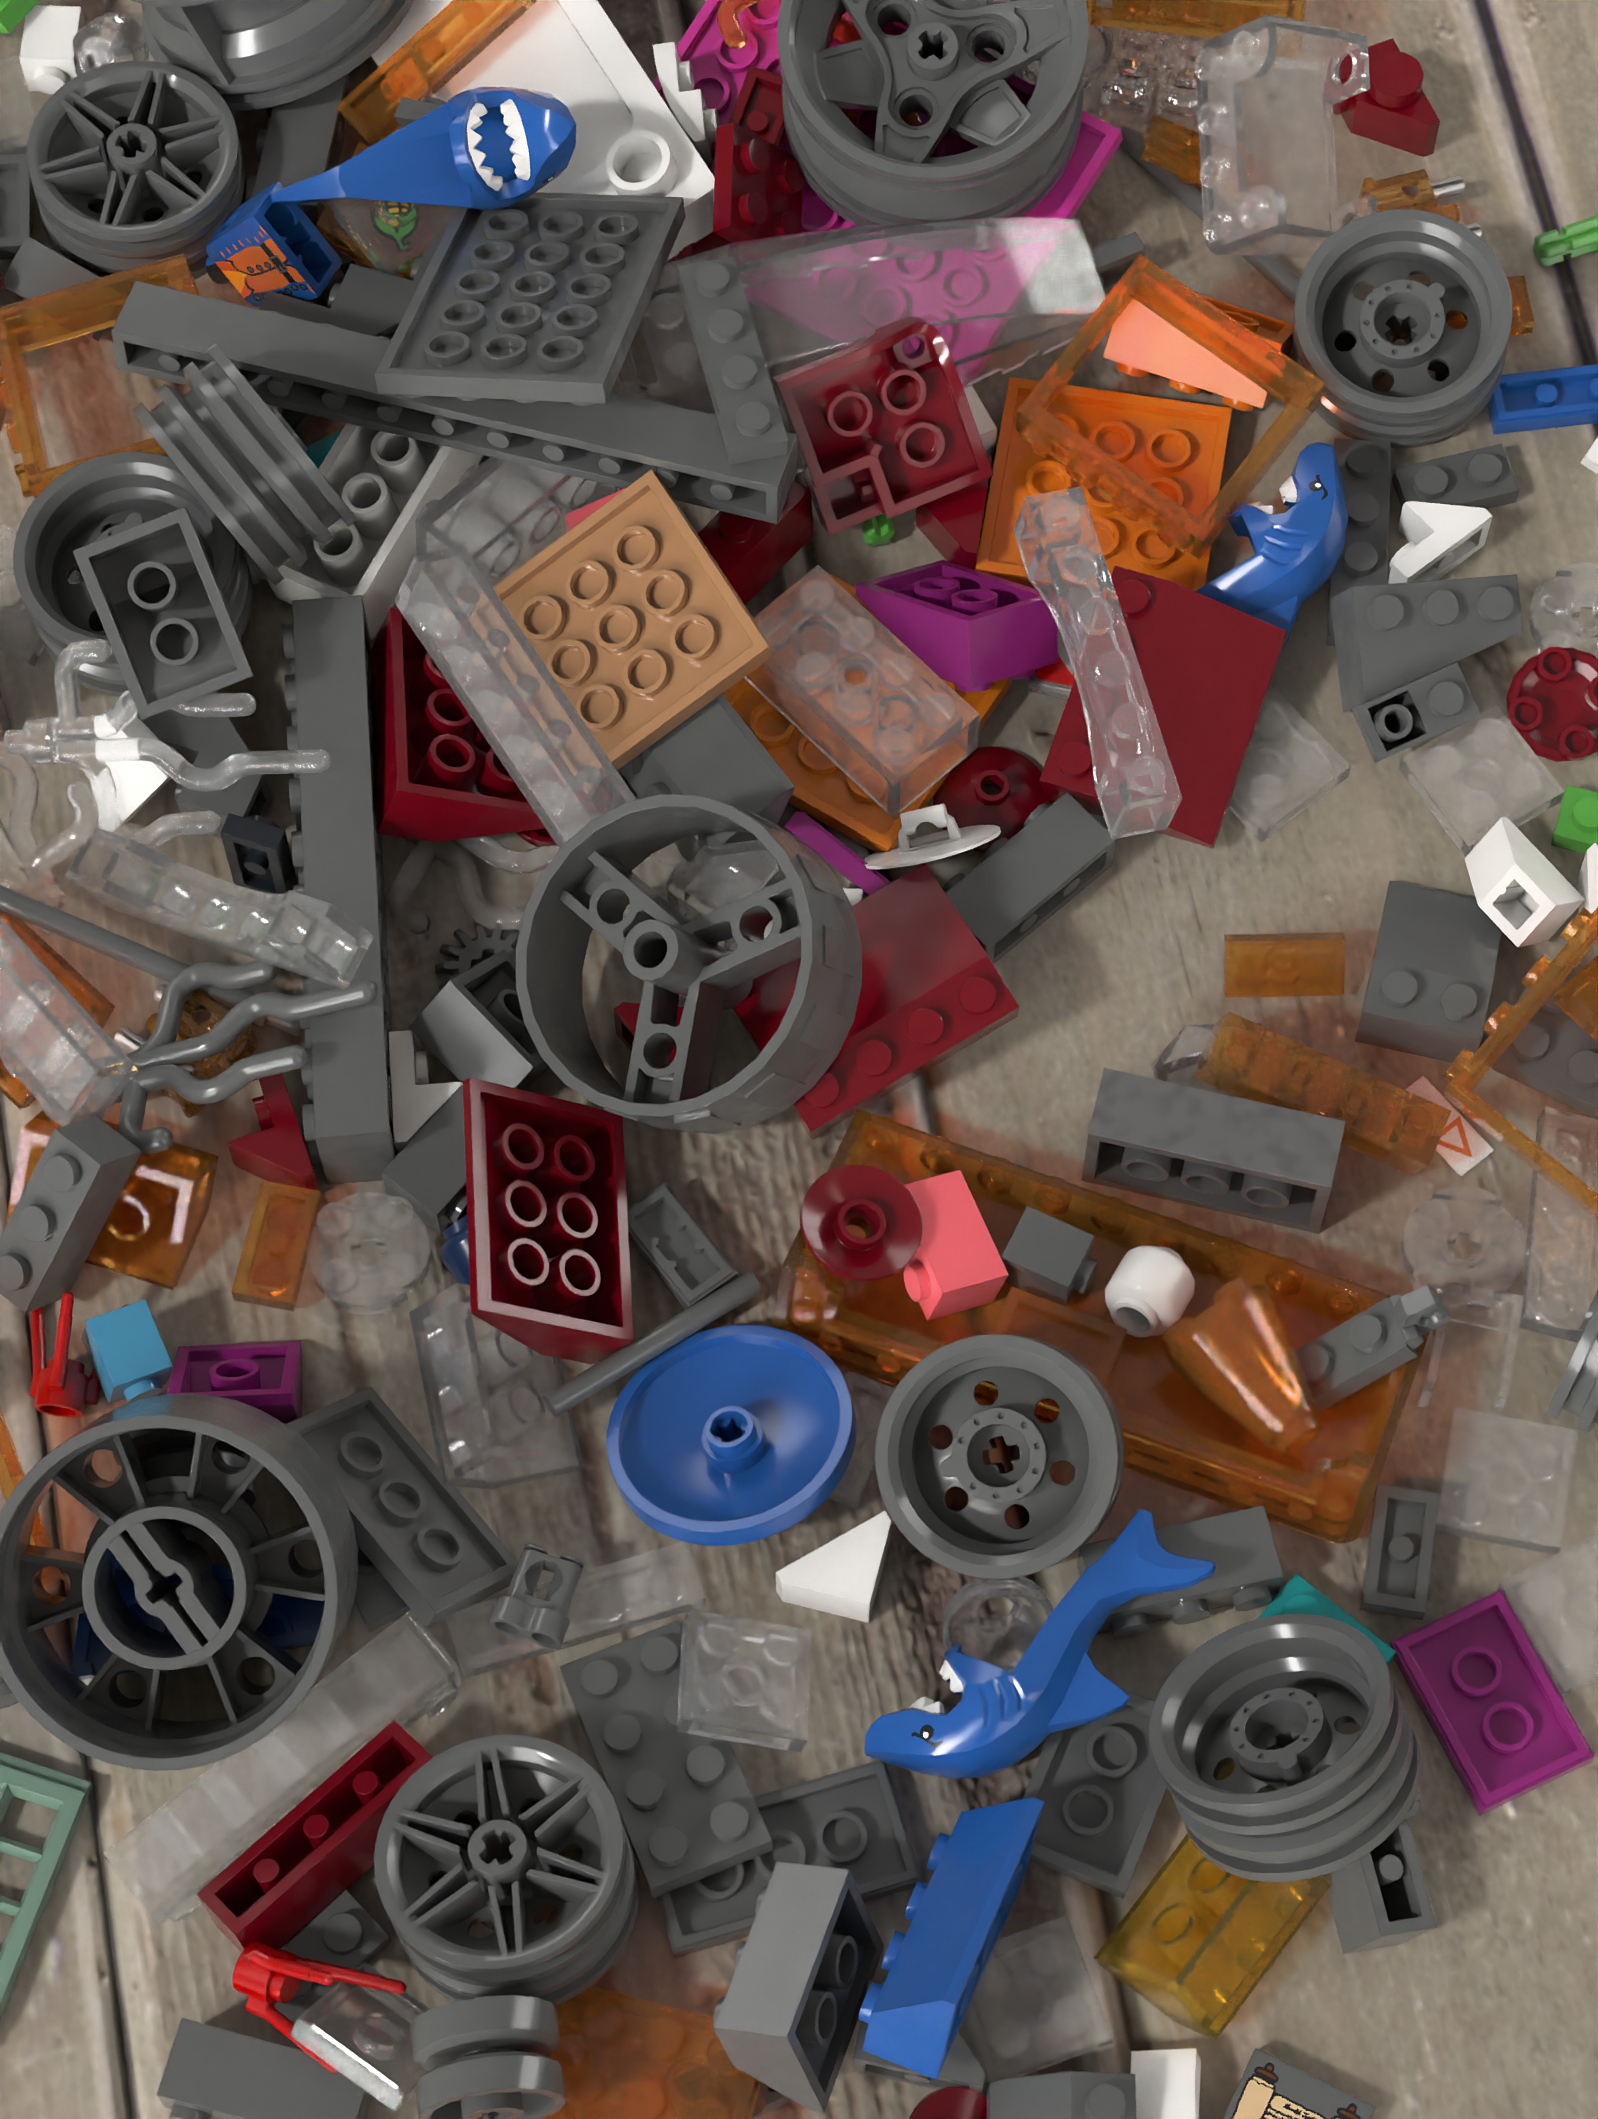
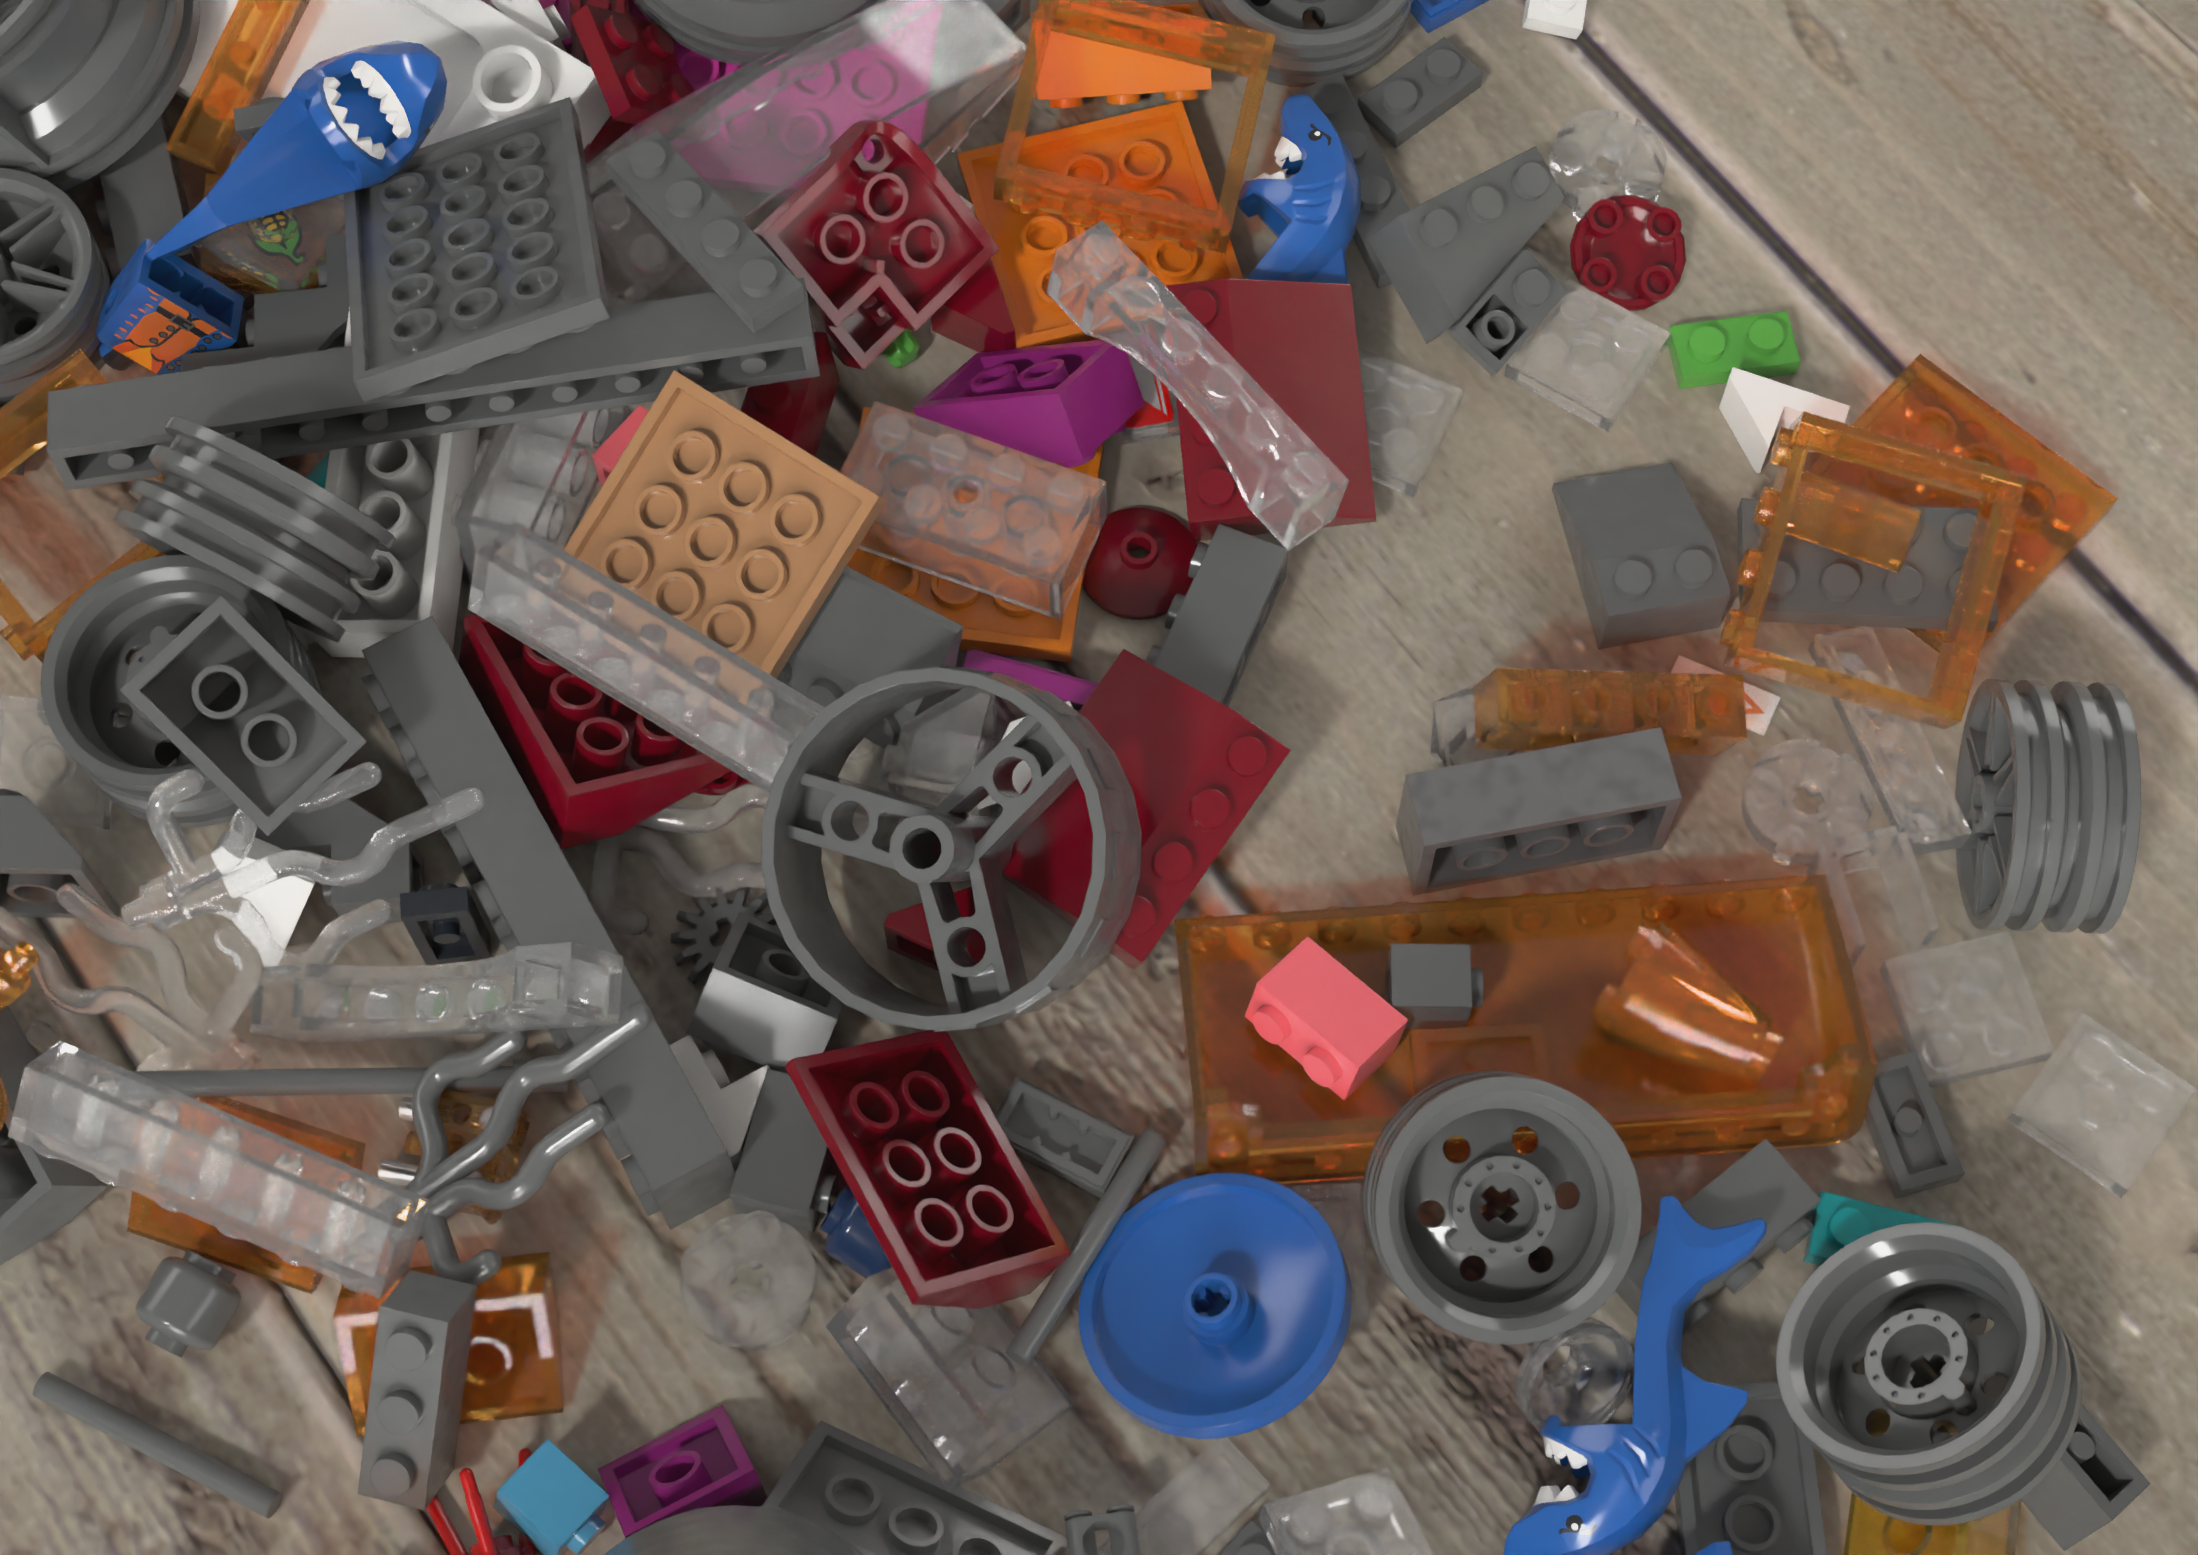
camera: 25 degrees left, 0 degrees up
(276, 1245) = (652, 1317): clear orange plate -> none
(279, 1149) = (612, 1218): dark red slope -> none
(840, 1574) = (1394, 1396): white slope -> none
(865, 1199) = (1254, 1009): dark red dish -> none
(934, 845) = (1116, 629): white shield -> none
(1149, 1290) = (1544, 975): white head -> none
(1284, 964) = (1501, 604): clear orange plate -> none
(1370, 1344) = (1786, 932): dark grey hinge -> none
(1437, 538) = (1432, 147): white slope -> none
(1491, 1702) = (2069, 1230): magenta tile -> none
(1519, 886) = (1678, 435): white slope -> none

